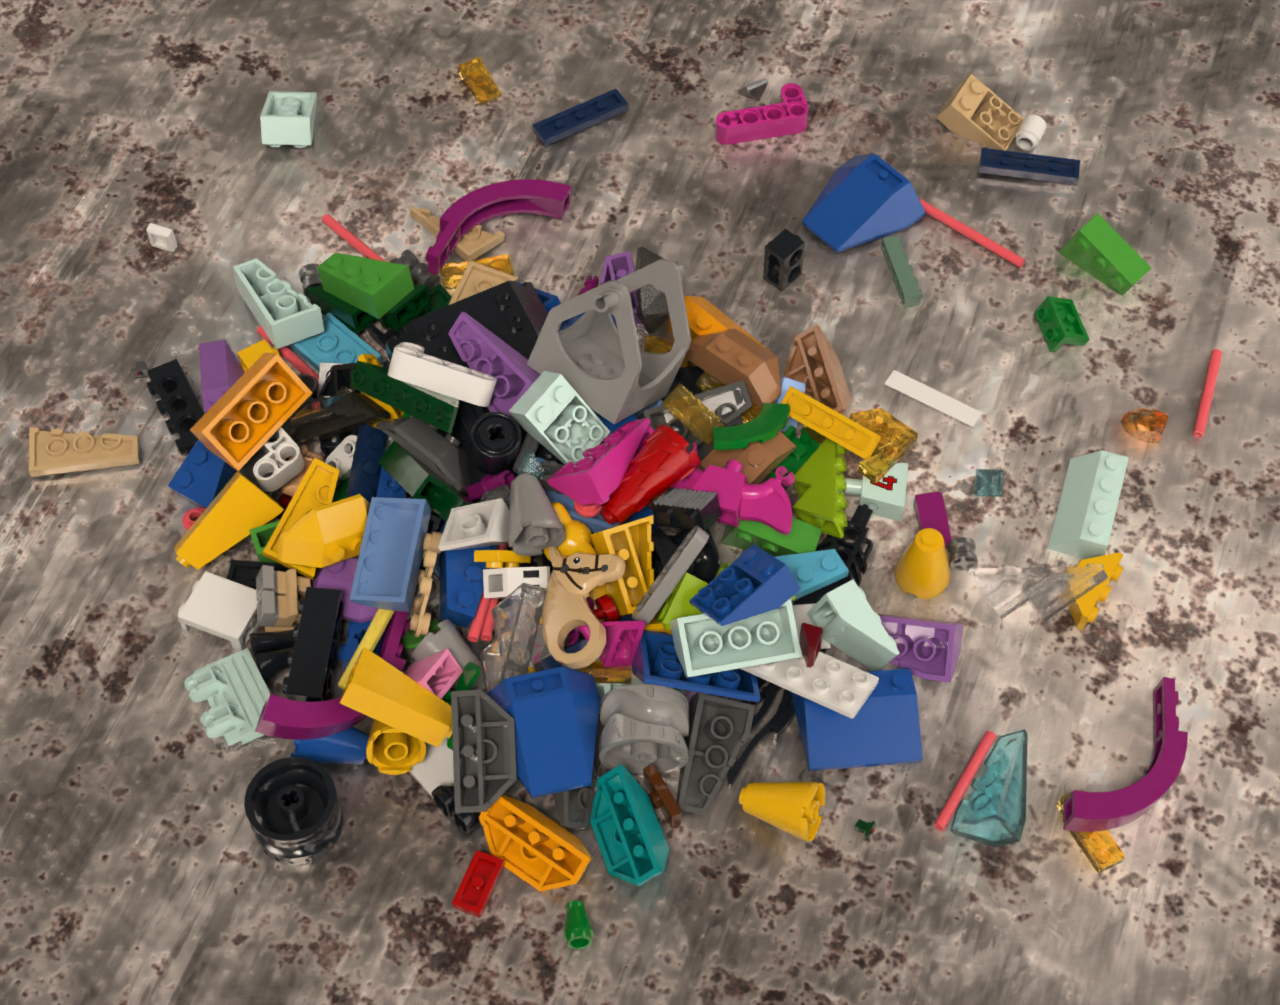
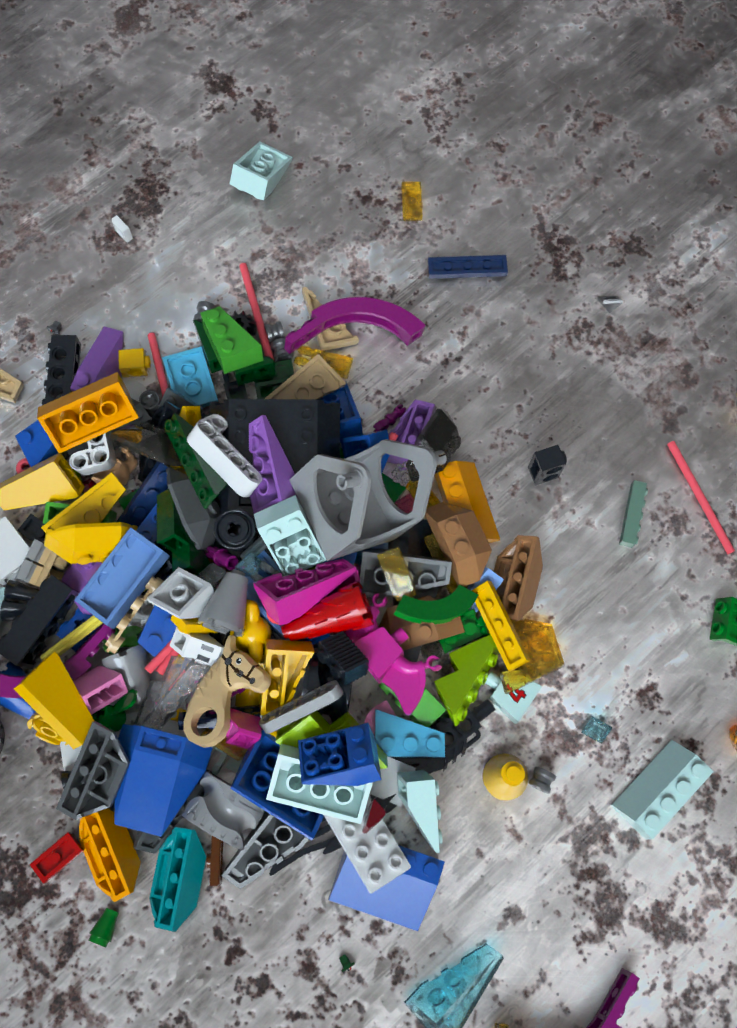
camera: 25 degrees right, 15 degrees up
(277, 307) = (163, 327): light aqua wedge -> none
(343, 457) = (140, 472): white plate -> none
(605, 609) = (249, 699): red tile -> none
(765, 121) = (601, 330): dark pink beam -> none
(786, 805) = (295, 919): yellow cone -> none
(863, 204) = (635, 442): blue wedge -> none
(925, 645) = (467, 837): medium lavender wedge -> none
(932, 514) = (536, 739): magenta slope -> none
(933, 398) = (597, 633): white sticker -> none
(964, 781) = (438, 966): coral piece -> none
(1046, 587) = (582, 849): clear slope -> none
(1085, 607) = (622, 860): yellow slope -> none

